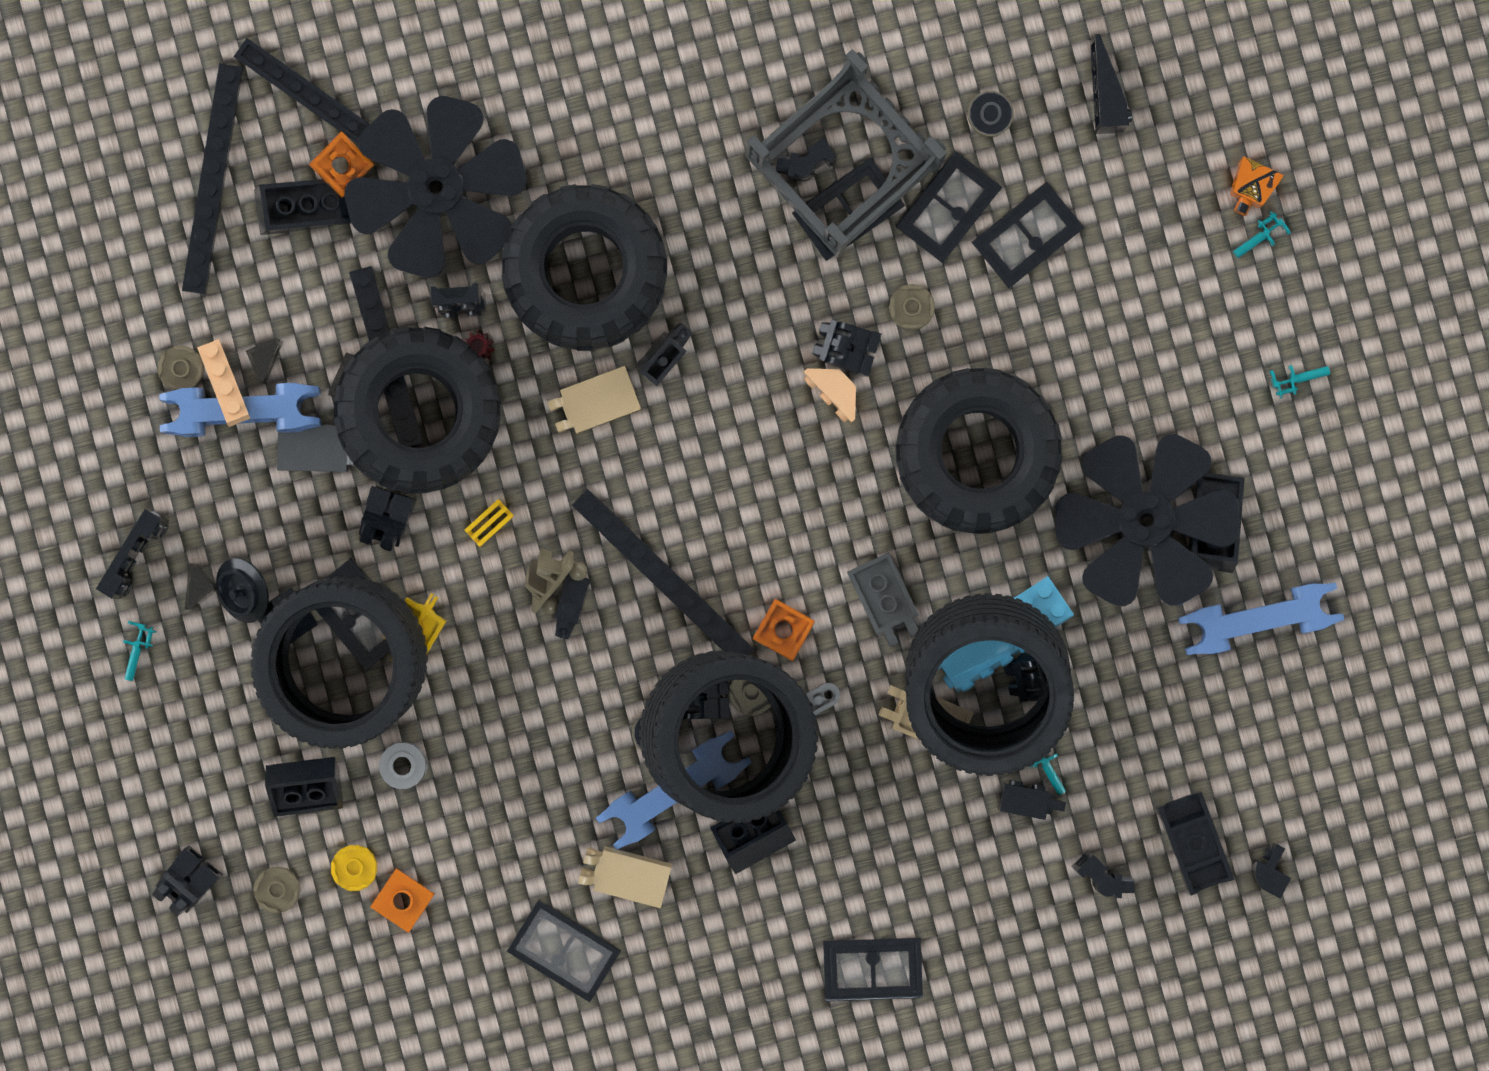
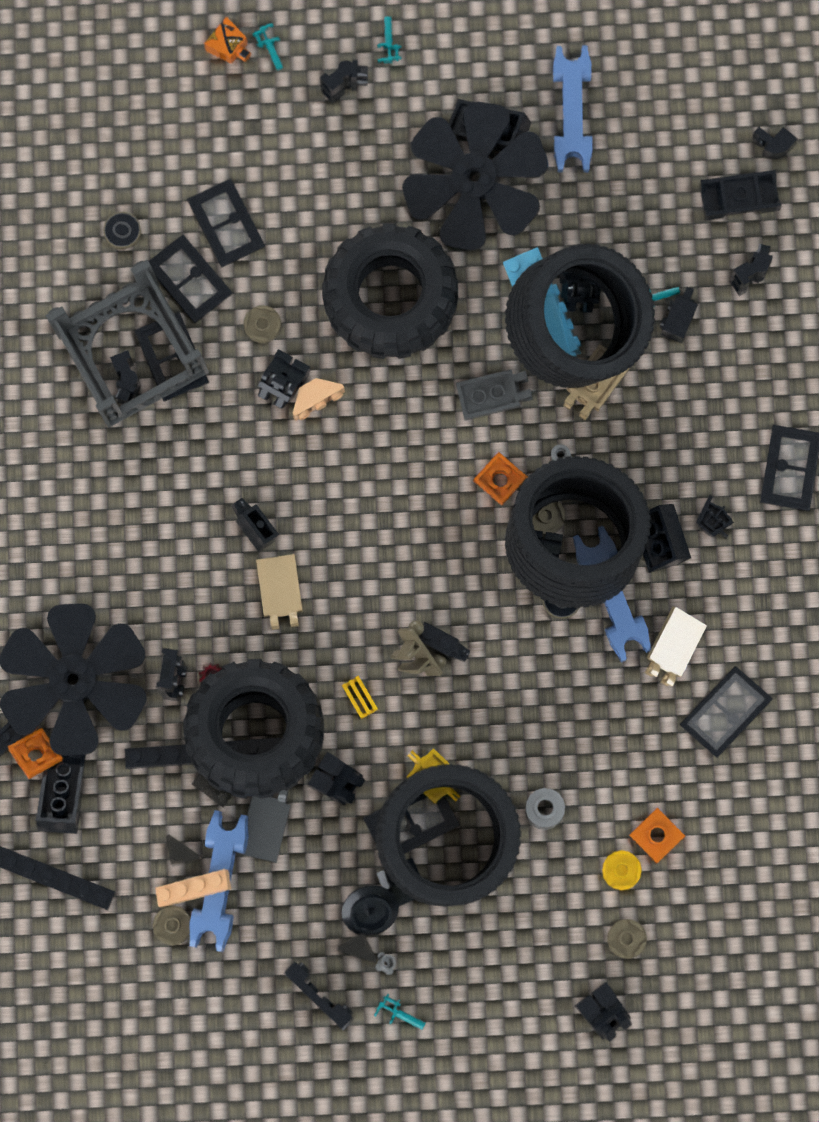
camera: 70 degrees left, 10 degrees down
(191, 626) = (390, 963): none -> light grey plate
(303, 786) = (545, 896): black slope -> none
(574, 211) = (157, 525): black tyre -> none
(660, 574) = (432, 569): black plate -> none
(789, 891) = (713, 519): none -> black piece
(1109, 101) = (129, 135): black slope -> none
(1240, 337) = (346, 76): none -> black hips

